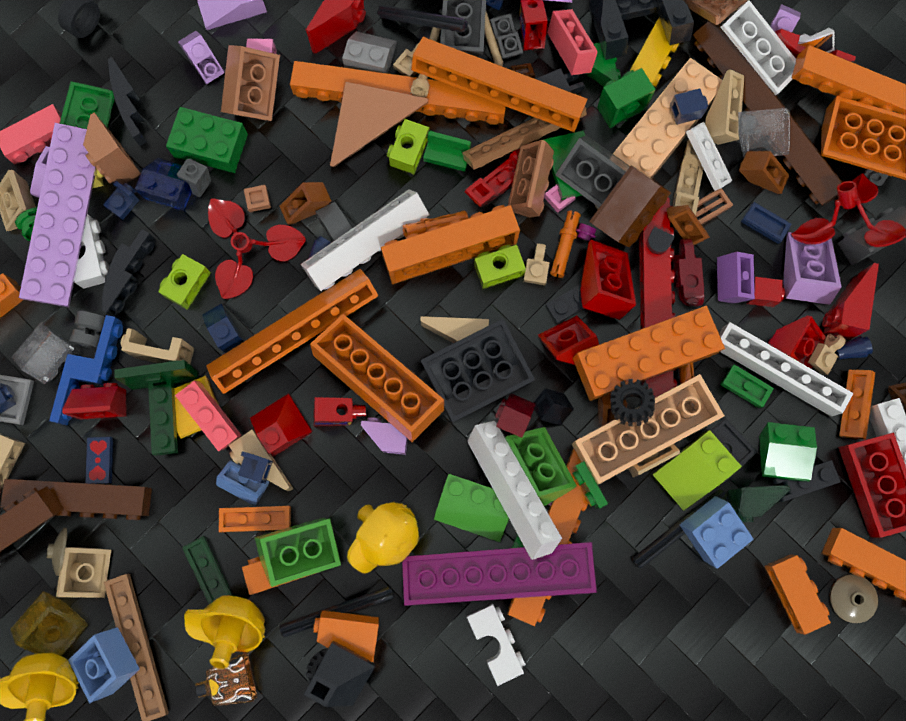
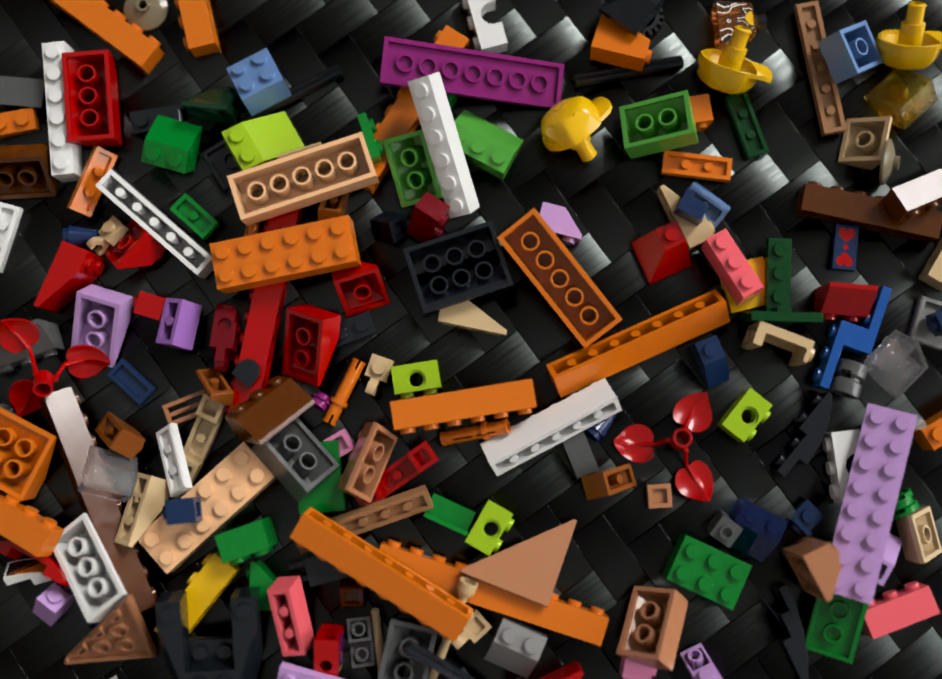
camera: 165 degrees left, 5 degrees up
(326, 414) = (613, 256): red torso -> none
(632, 390) = (302, 210): black tyre -> none

